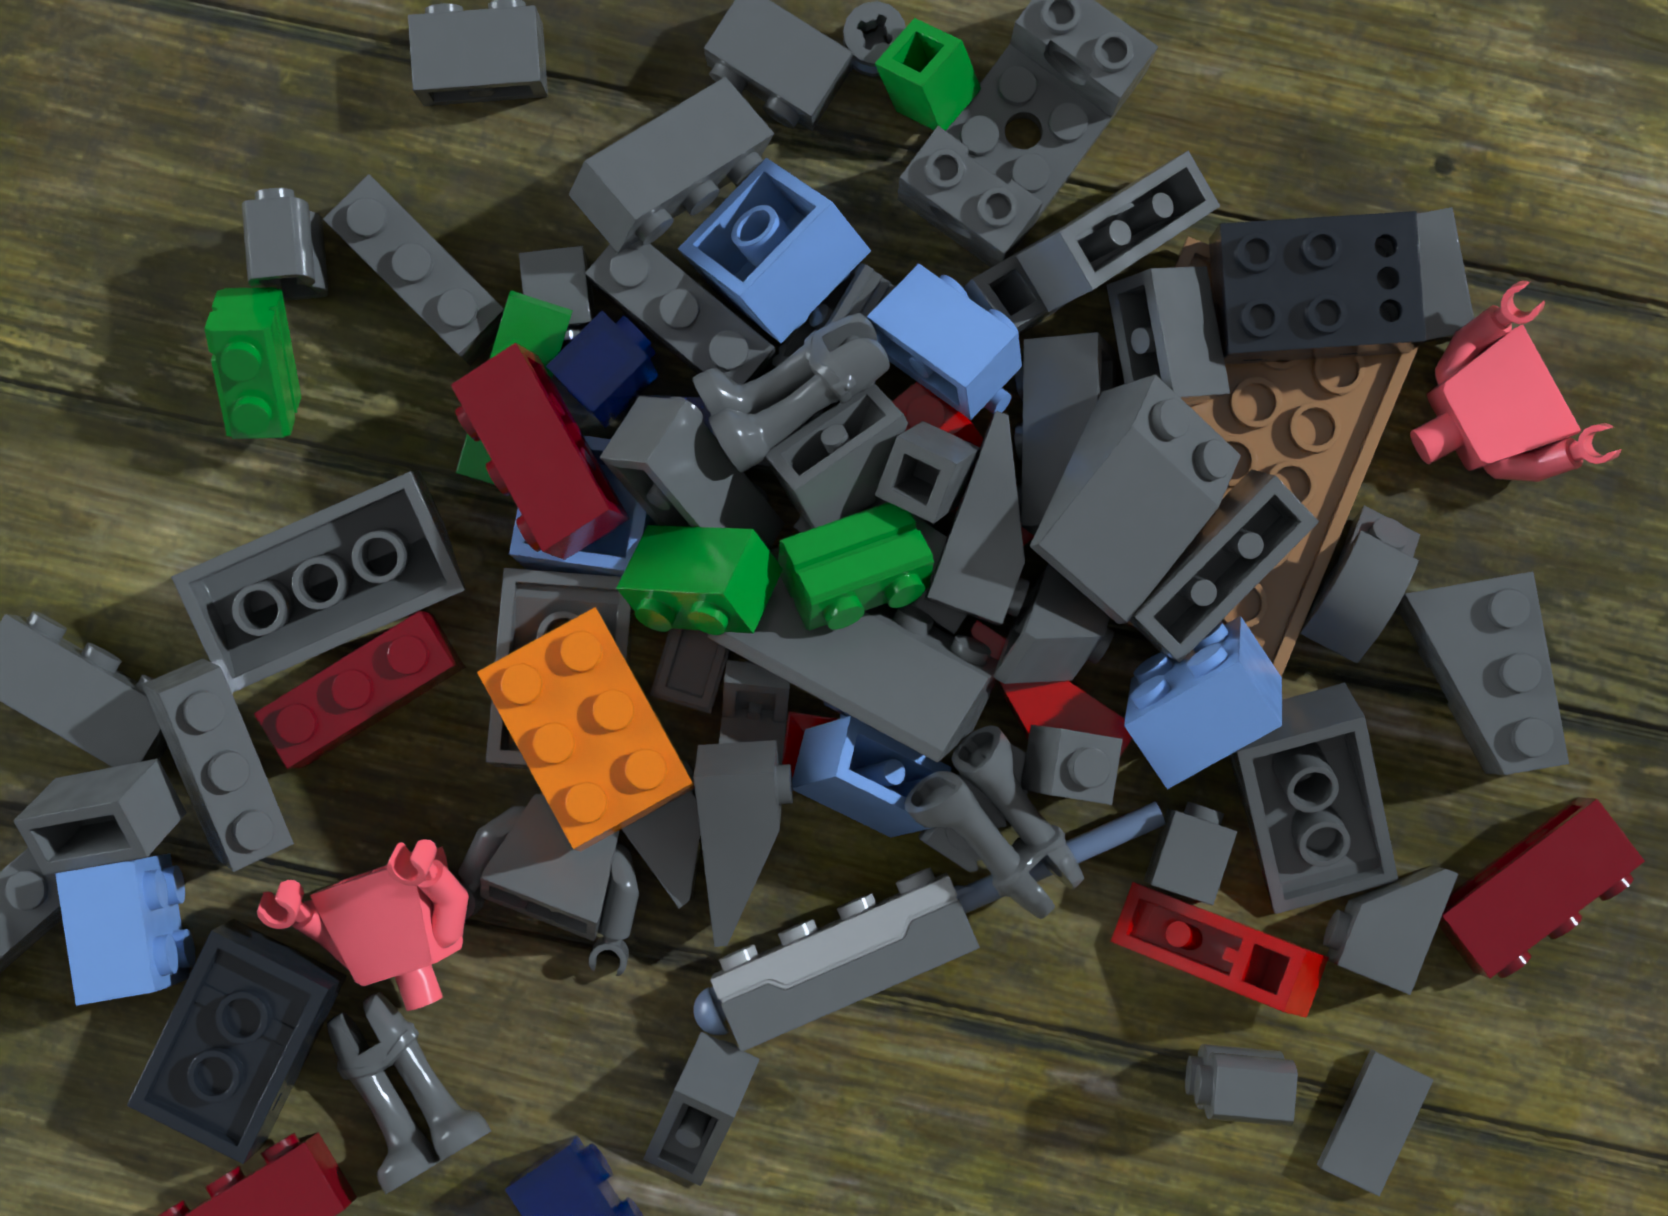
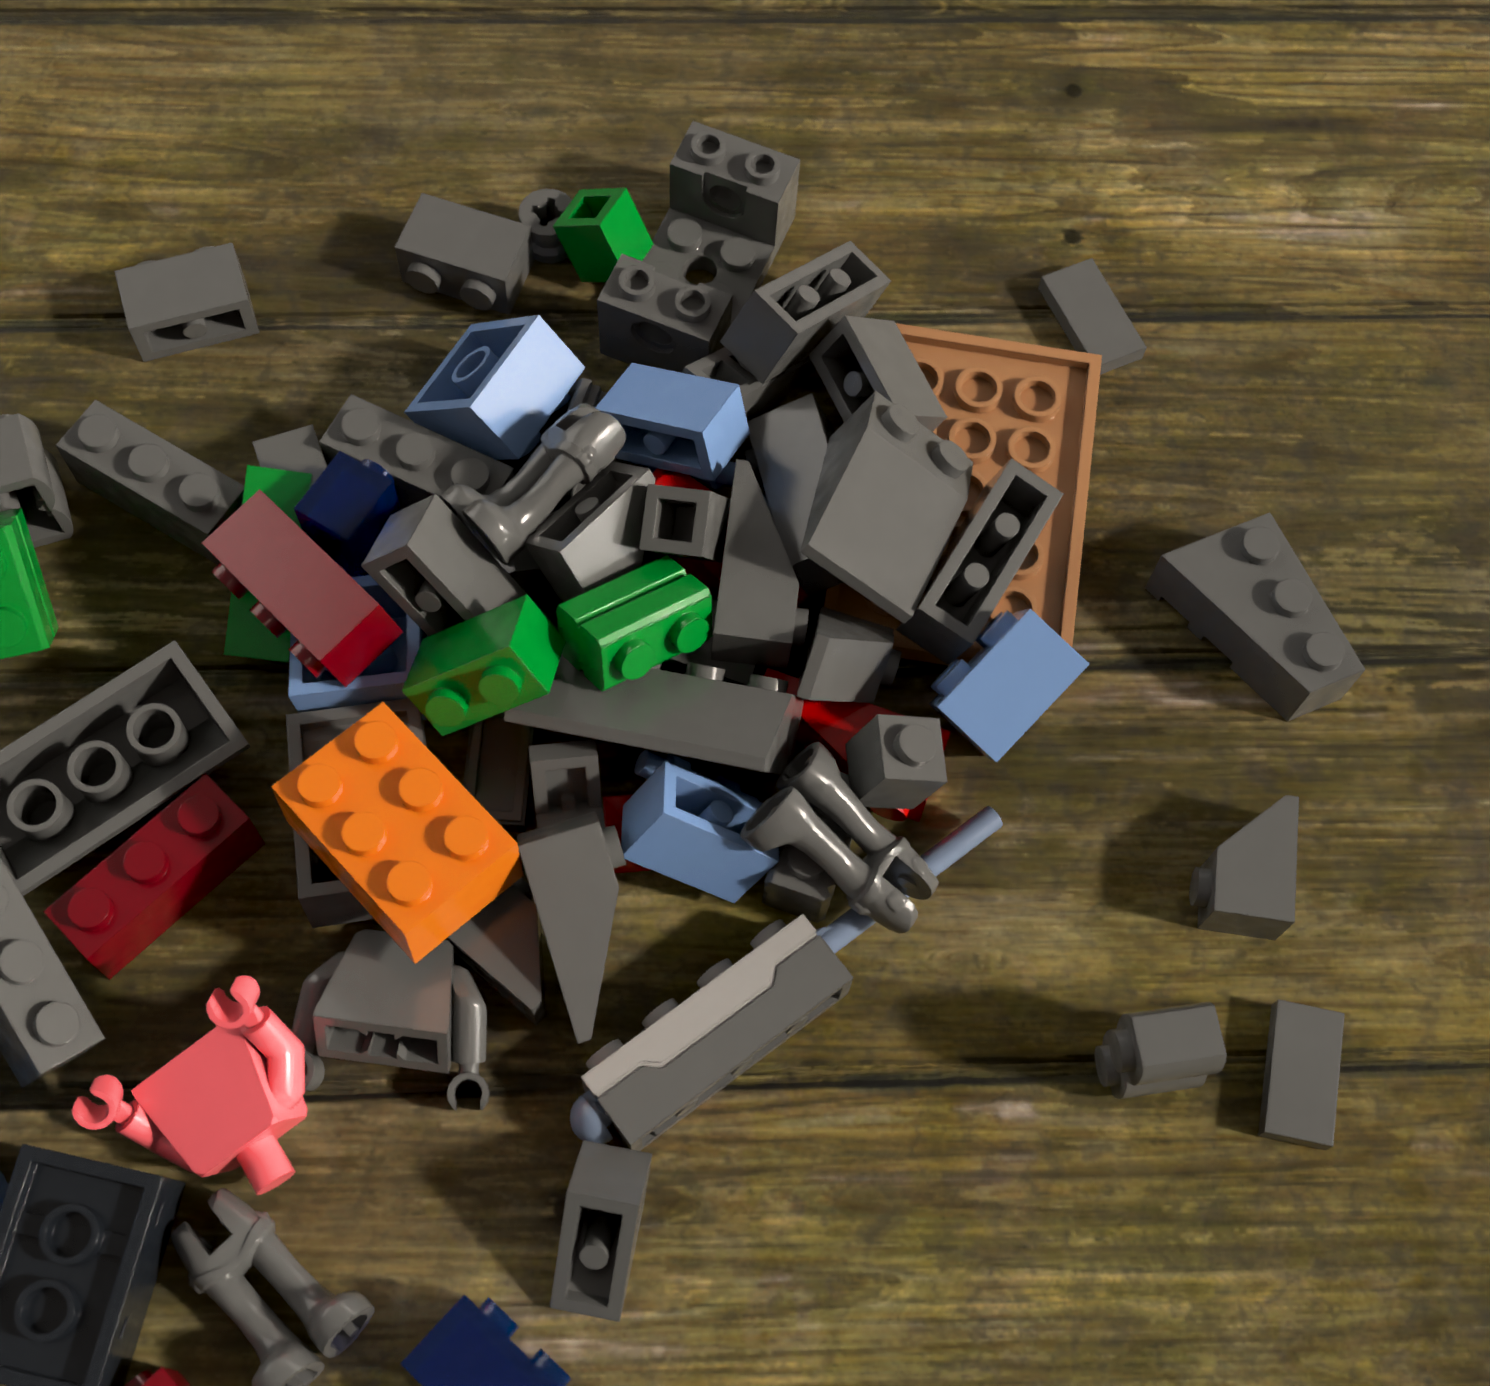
camera: 25 degrees left, 20 degrees down
(671, 166) = (380, 339): dark grey brick -> none
(1191, 853) = (1036, 848): dark grey brick -> none
(1220, 950) = (1096, 932): red slope -> none
(1315, 802) = (1136, 771): dark grey slope -> none
(1317, 287) = (1000, 322): black piece -> none
(1363, 585) = (1119, 571): dark grey brick -> none
(1502, 403) = (1191, 396): coral torso -> none
(1539, 888) = (1378, 804): dark red brick -> none

